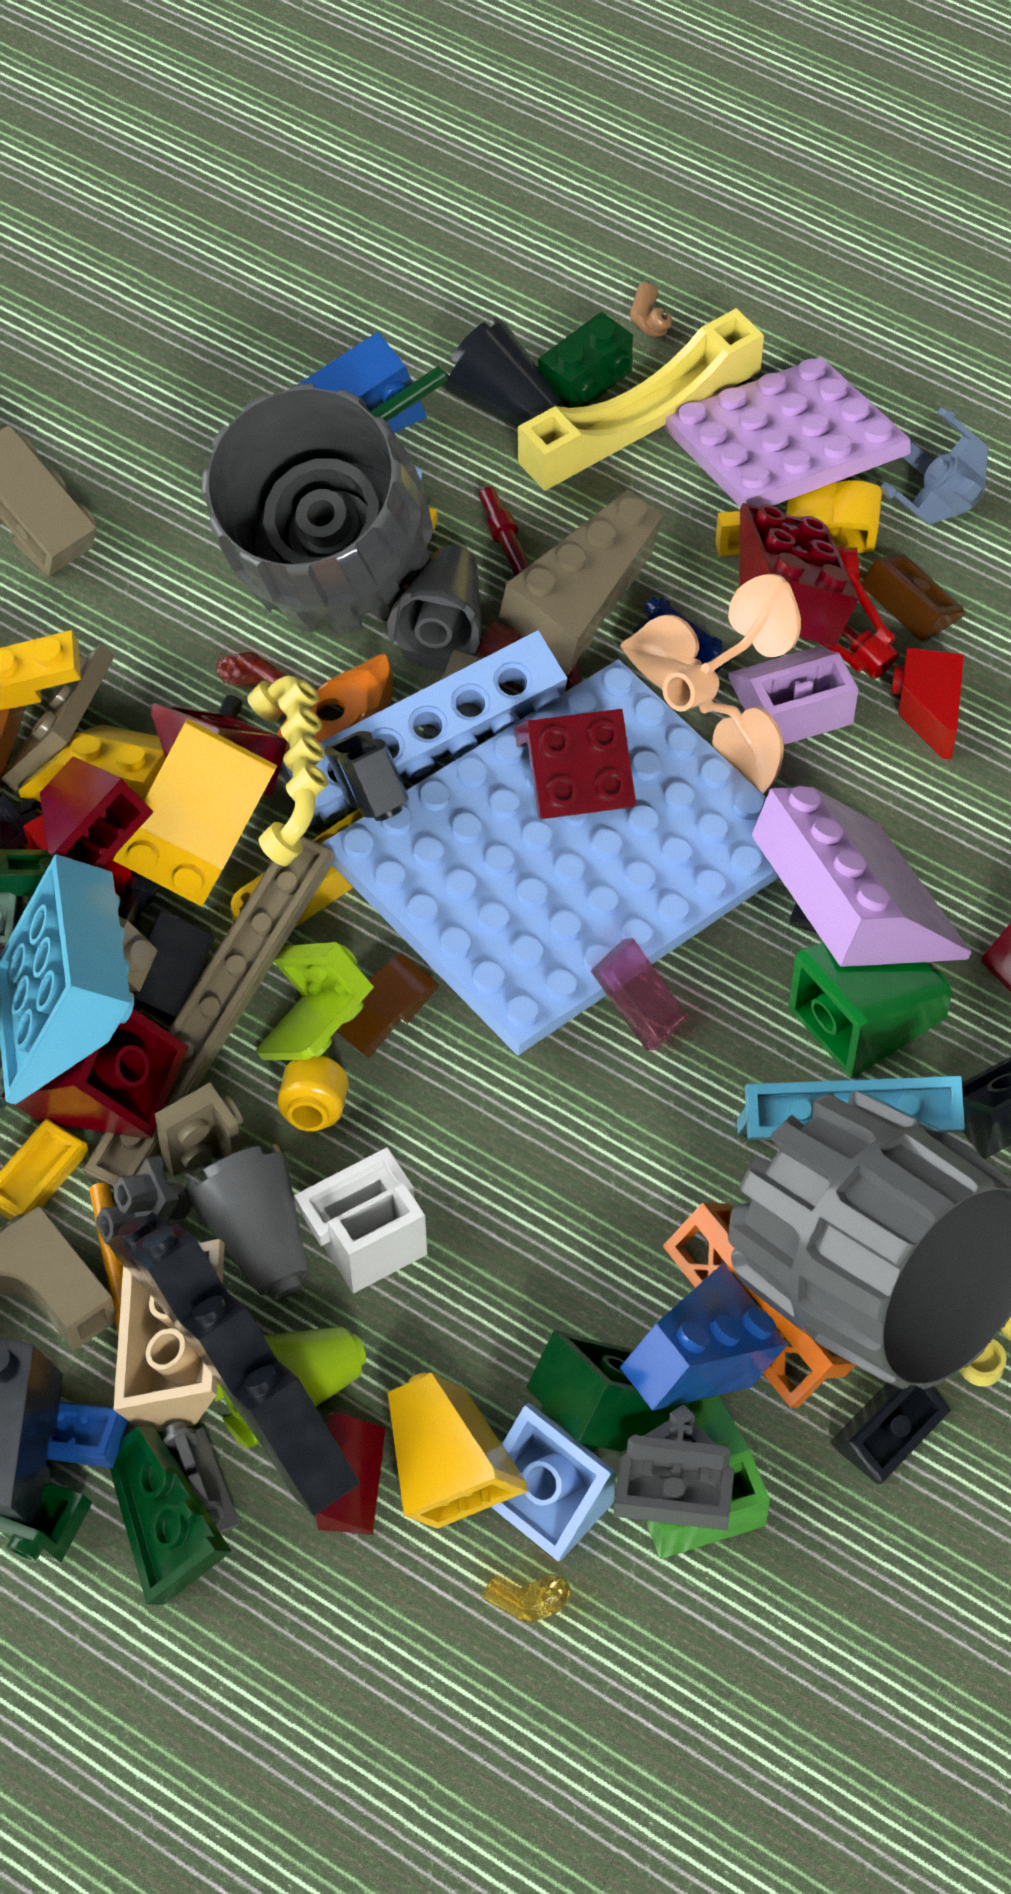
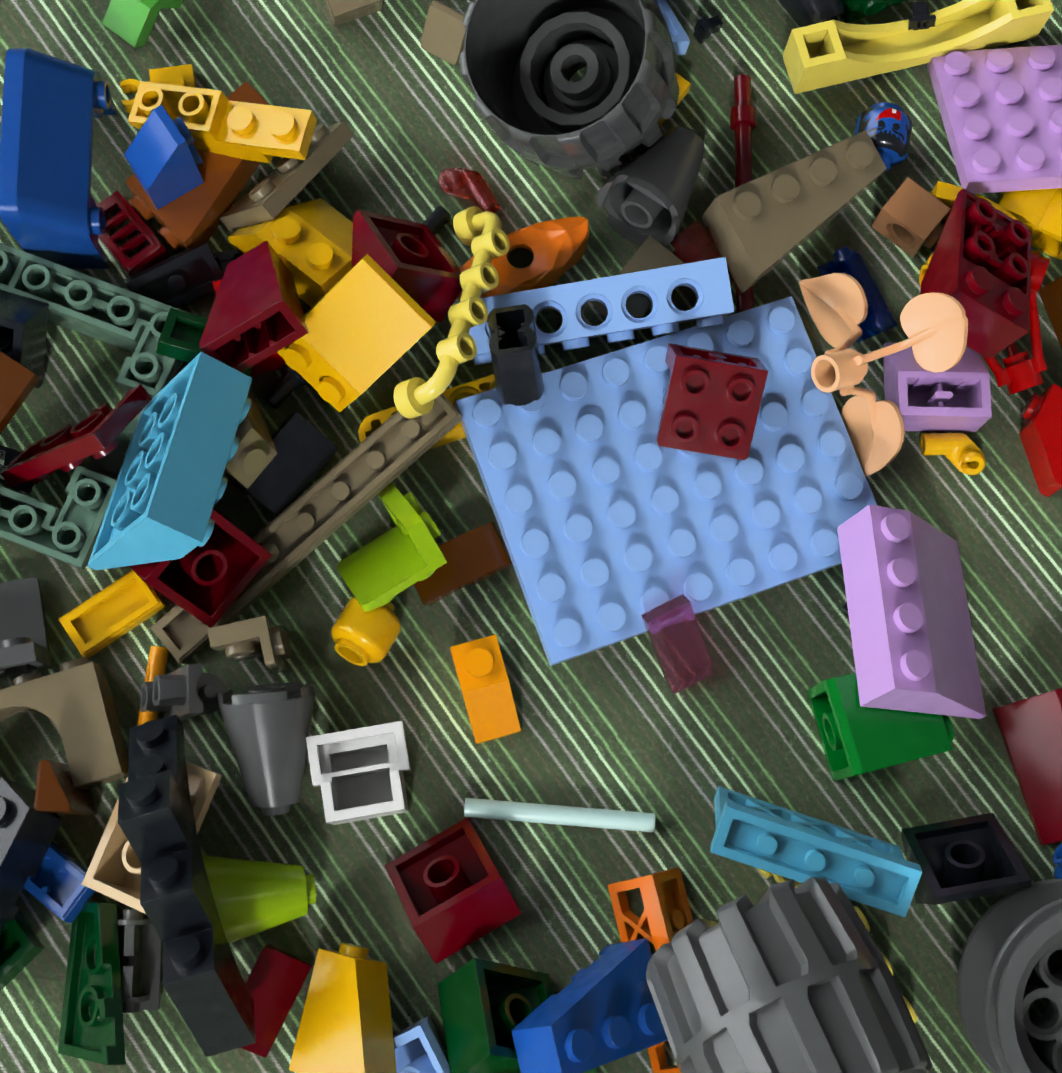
camera: 15 degrees right, 20 degrees up
(61, 1335) = (56, 791): none -> reddish brown slope
(170, 542) = (443, 32): none -> dark tan slope
(431, 461) = (706, 27): none -> black piece
(458, 1103) = (485, 689): none -> light orange slope
(506, 1299) = (451, 890): none -> dark red slope
(585, 1199) = (559, 815): none -> light aqua bar
(639, 383) = (921, 17): none -> black piece
(654, 487) = (889, 131): none -> head
(706, 557) = (911, 218): none -> medium nougat brick
(841, 742) = (956, 448): none -> yellow arm

